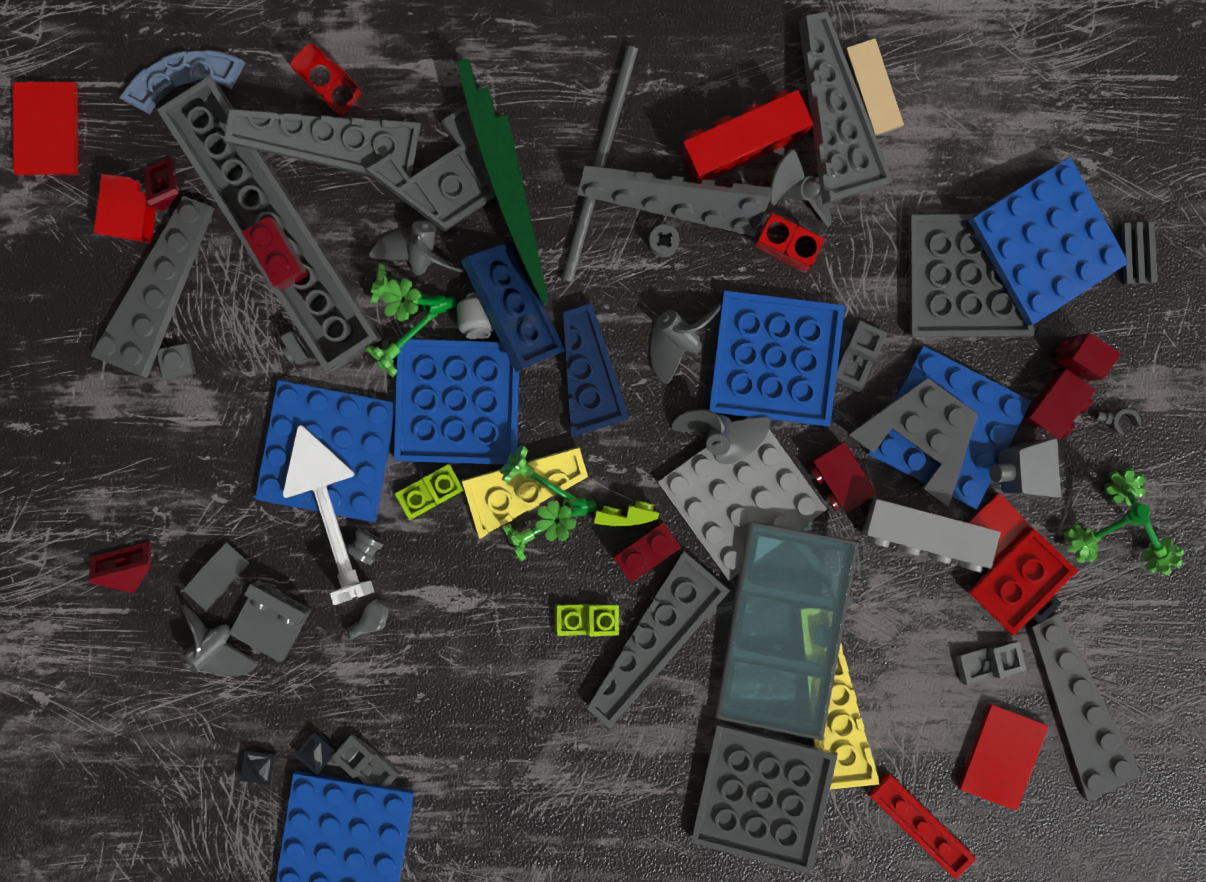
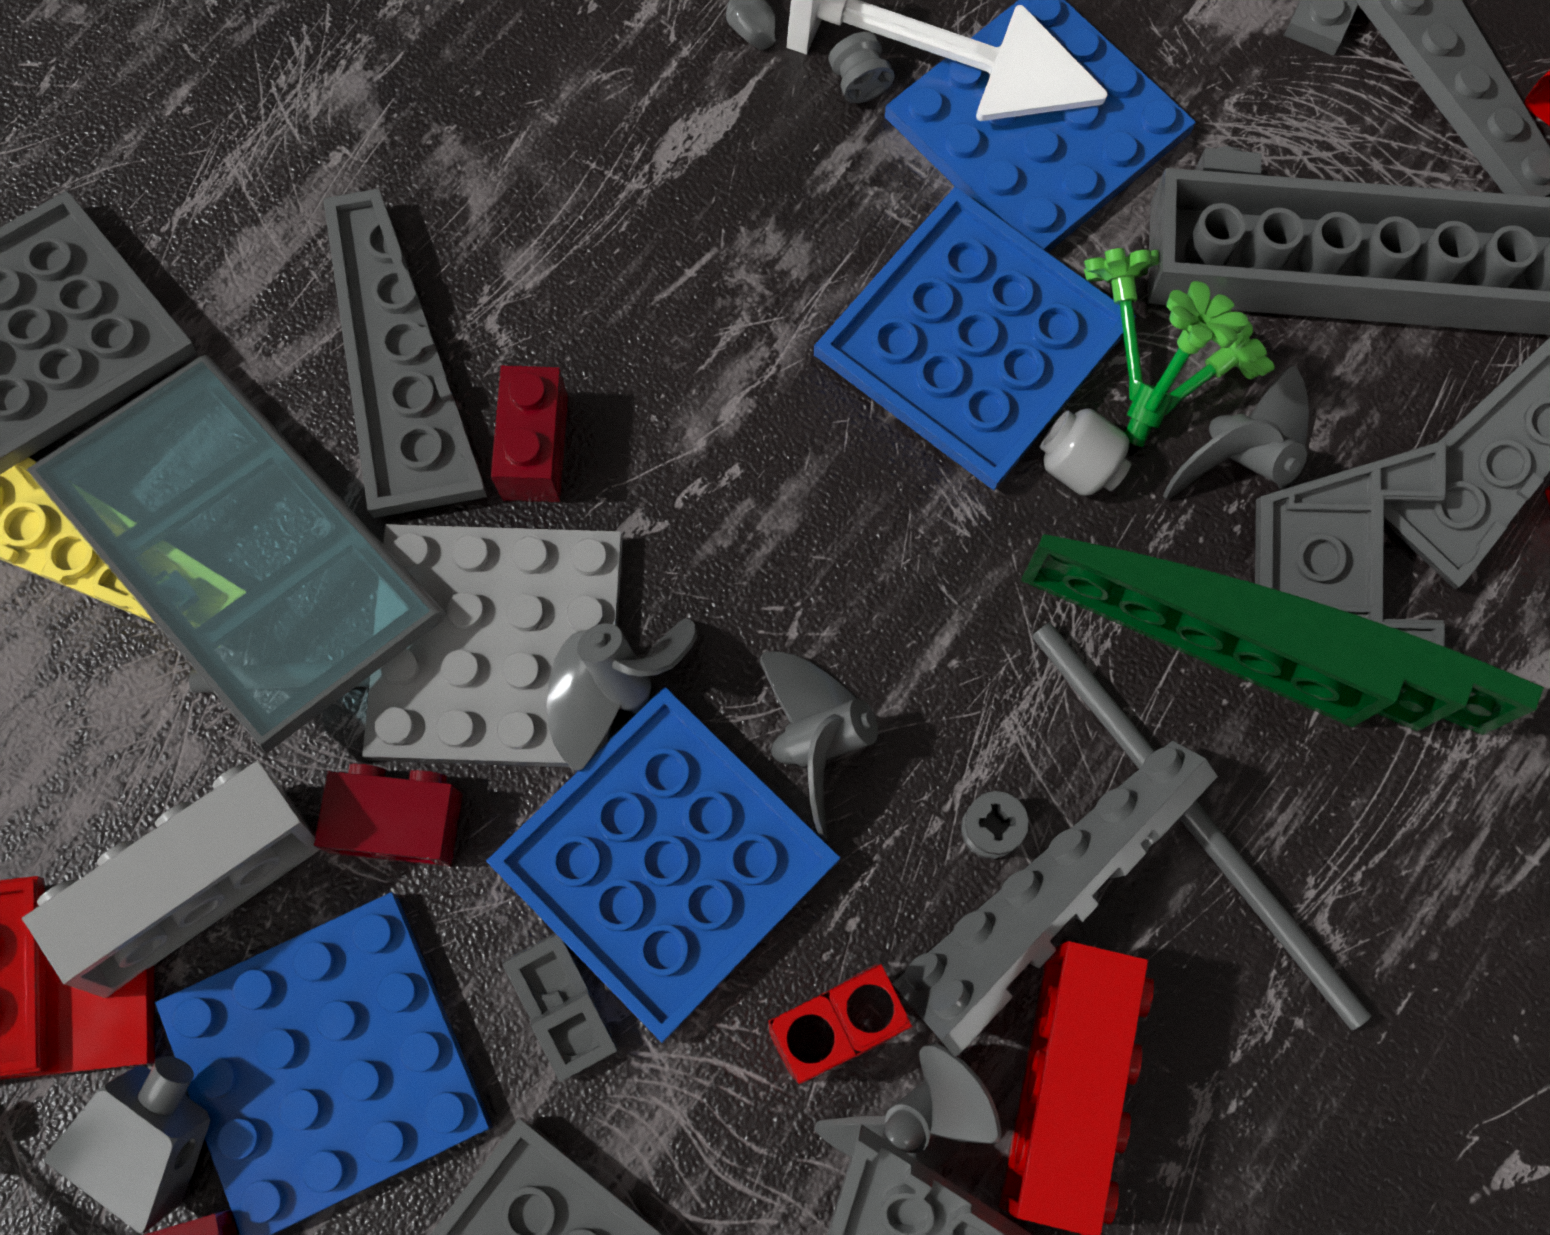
camera: 130 degrees right, 15 degrees down
(275, 253) = (1406, 207): dark red brick -> none
(428, 492) = (870, 206): lime slope -> none
(499, 502) = (778, 317): light yellow wing -> none
(513, 306) = (1013, 491): dark blue plate -> none
(555, 519) = (694, 301): bright green plant -> none
(586, 619) = (507, 288): lime slope -> none
(592, 384) = (851, 549): dark blue wing -> none
(637, 514) = (596, 461): lime slope -> none
(930, 422) = (350, 1032): dark grey wing -> none

